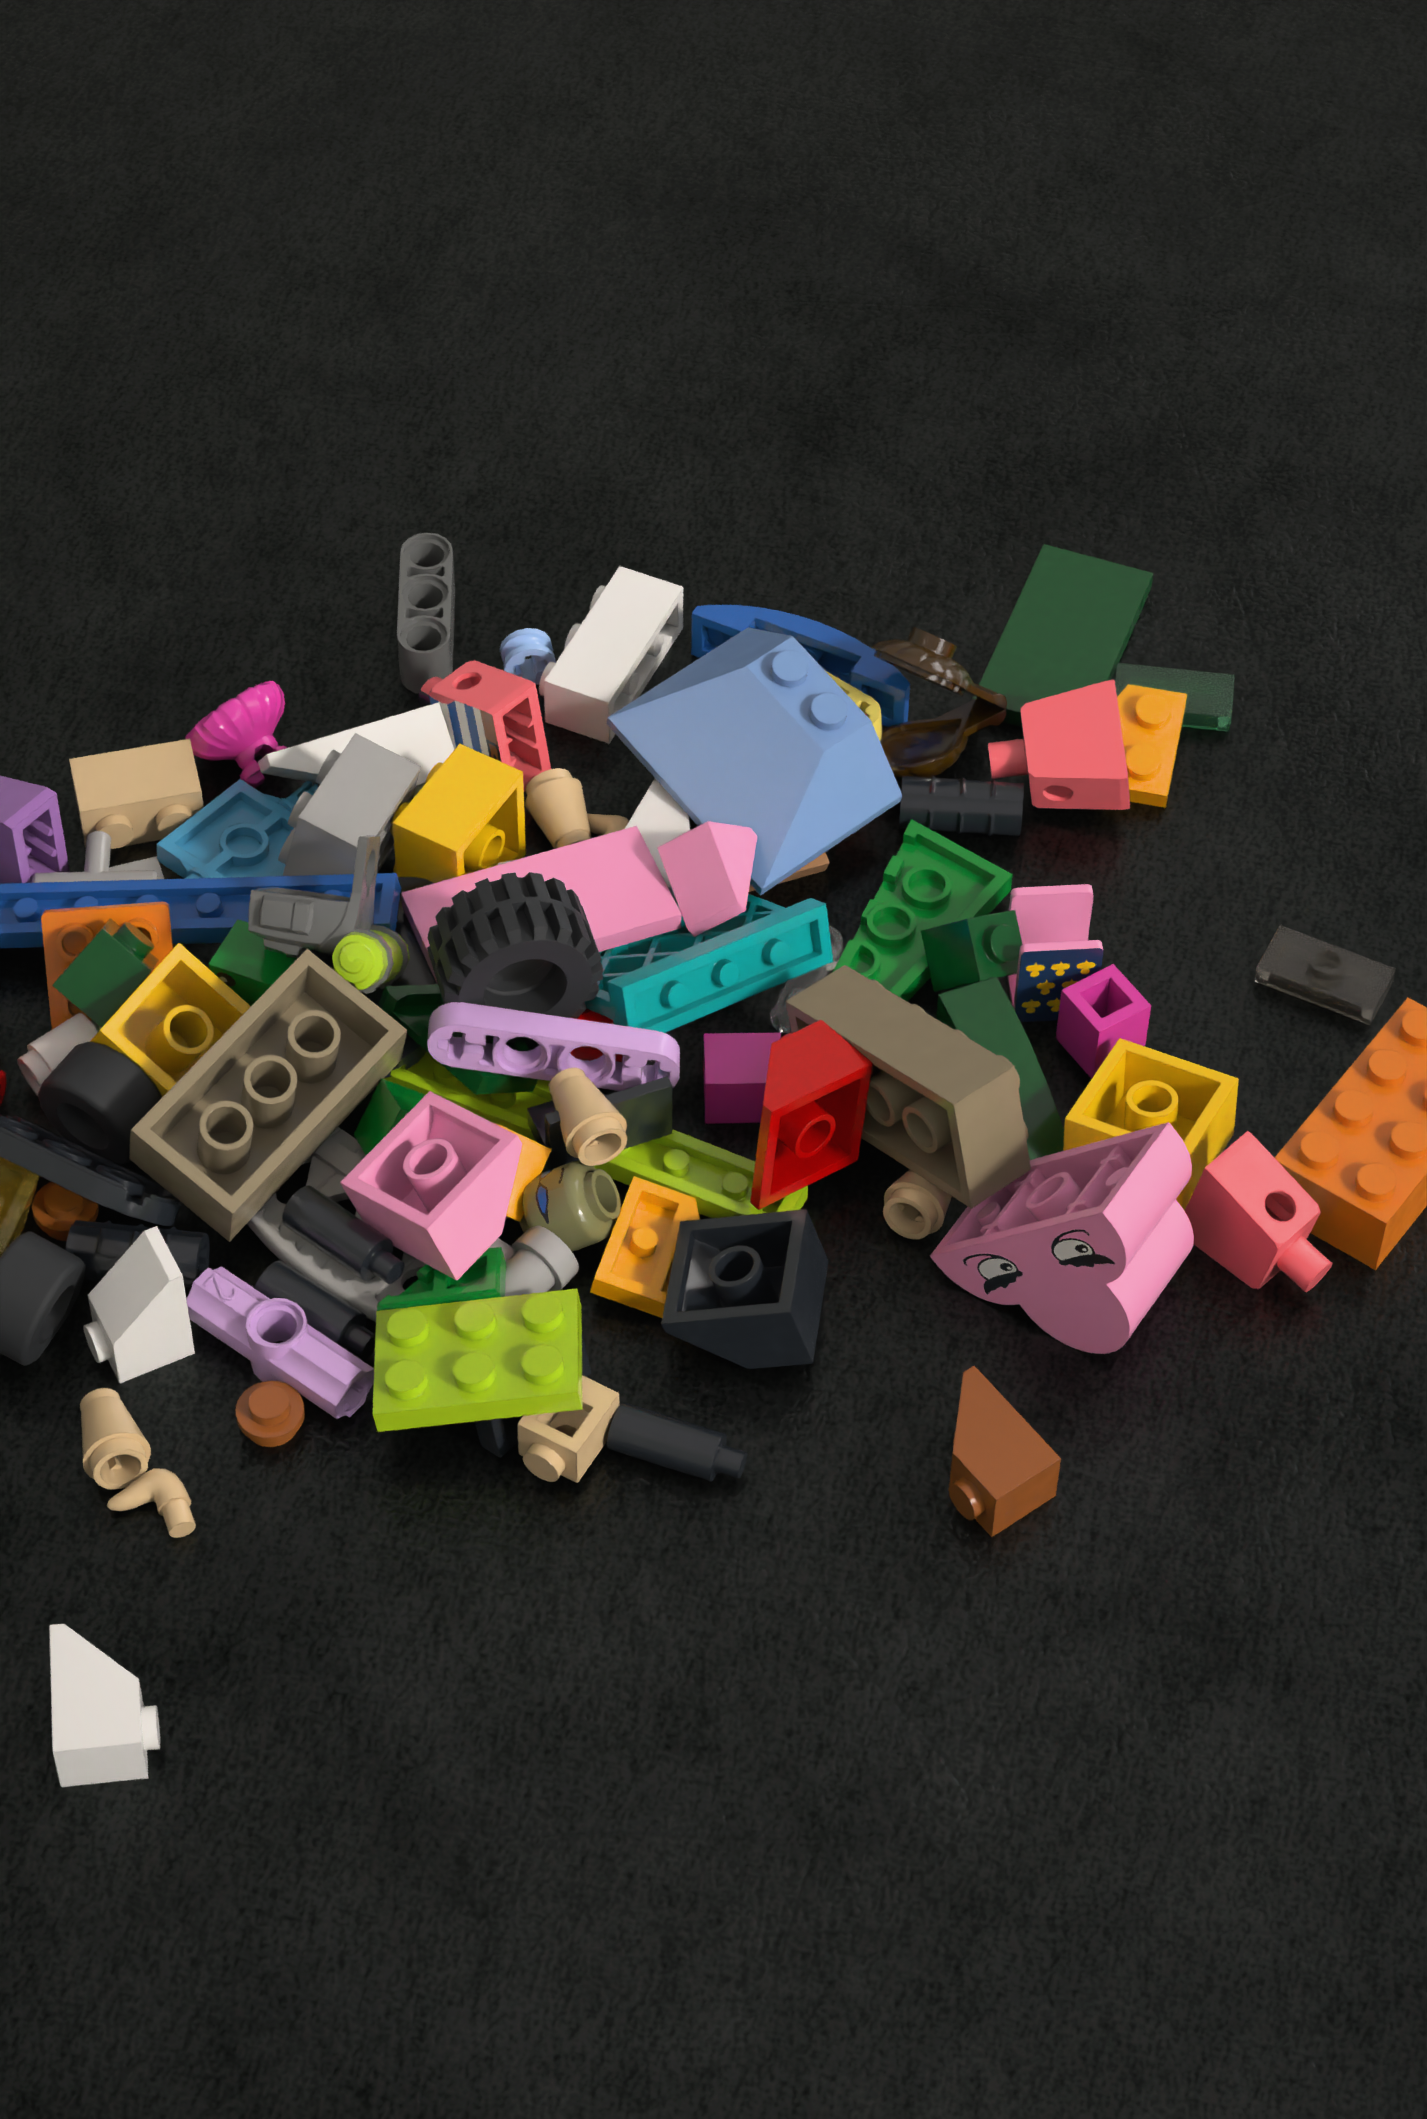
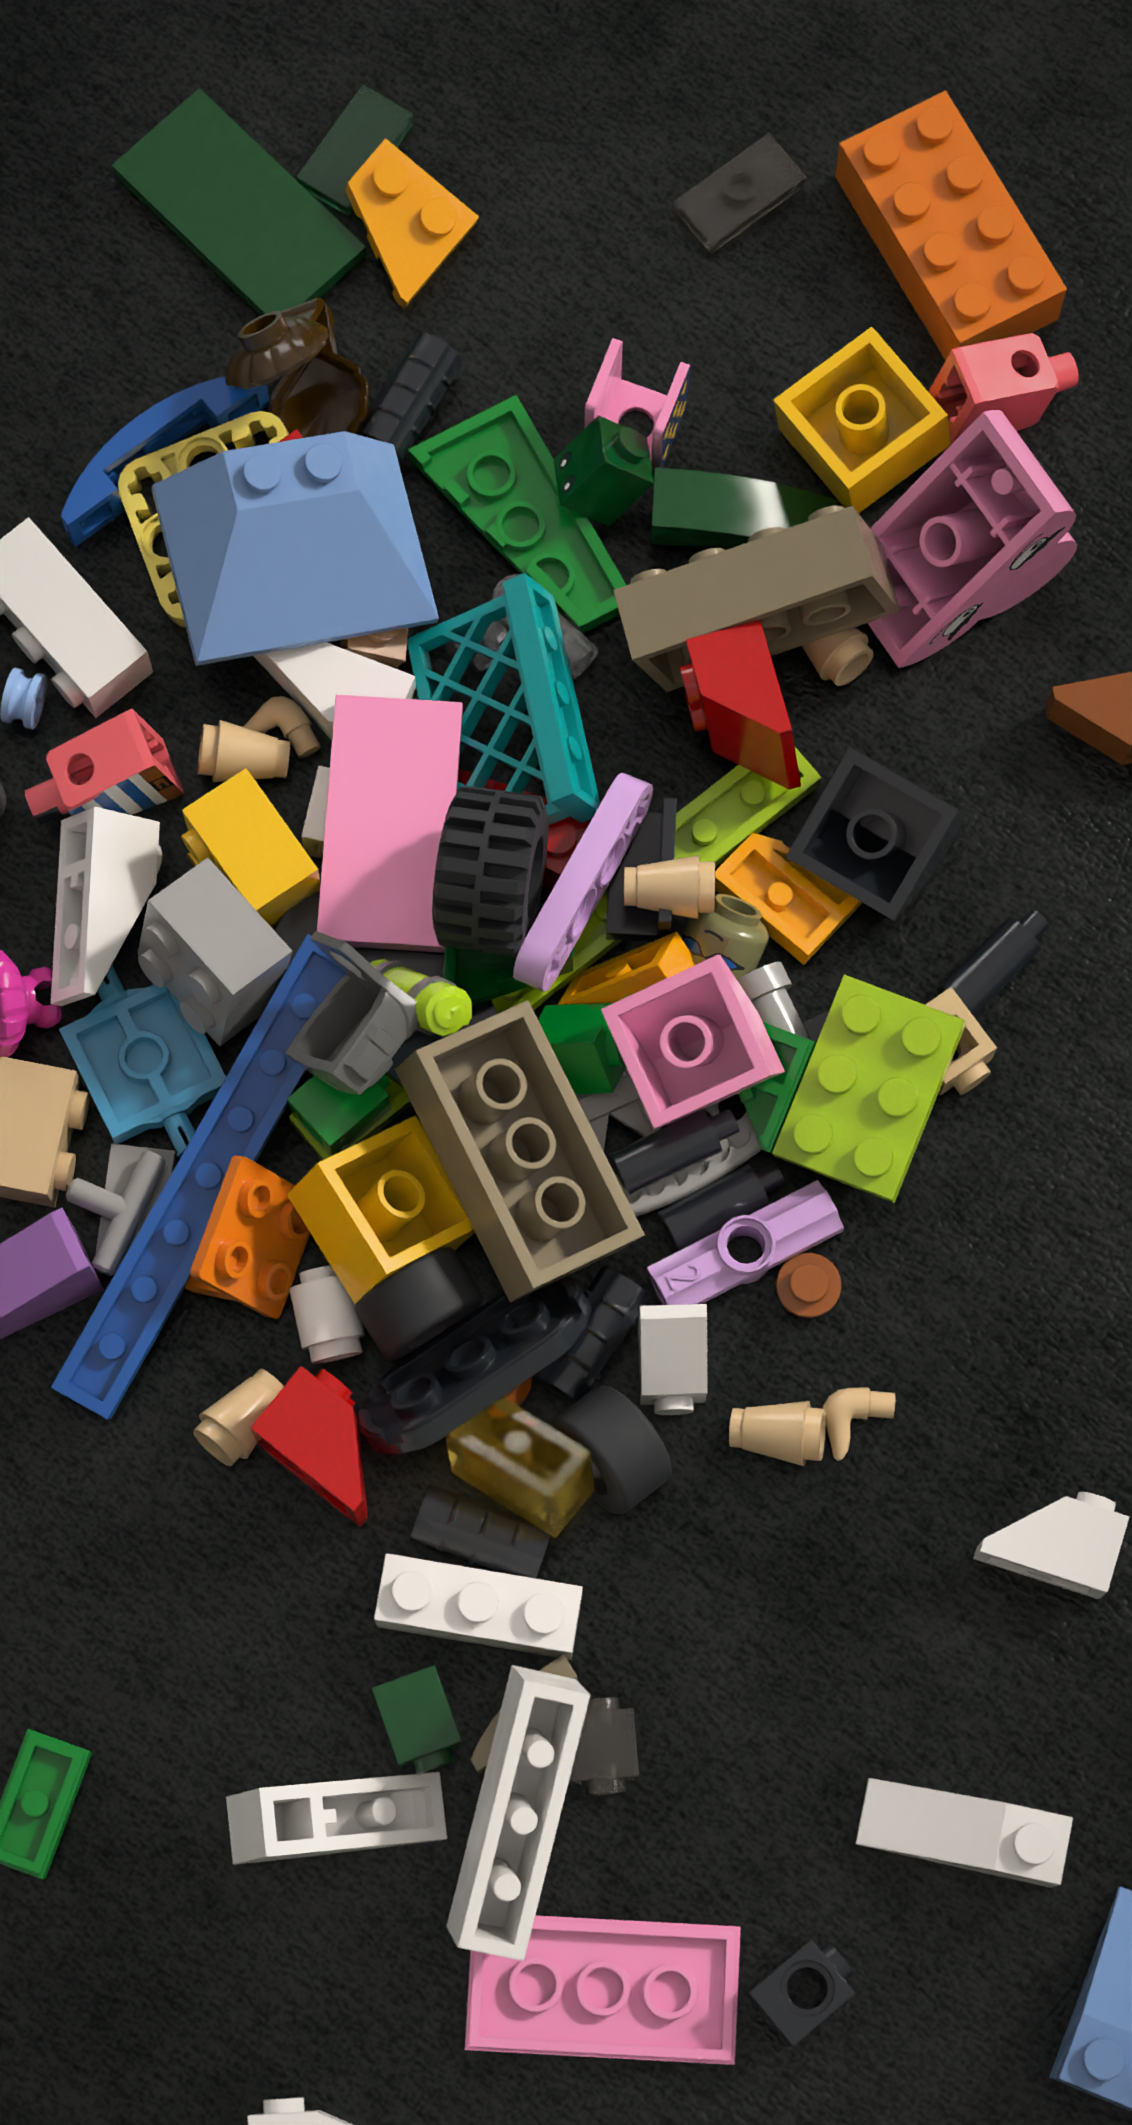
camera: 65 degrees left, 25 degrees up
(107, 970) = (289, 1242): dark green brick -> none
(710, 873) = (430, 654): bright pink slope -> none
(735, 1076) = (636, 730): dark pink brick -> none
(1069, 751) = (409, 273): coral torso -> none
(1098, 1014) = (730, 403): dark pink brick -> none

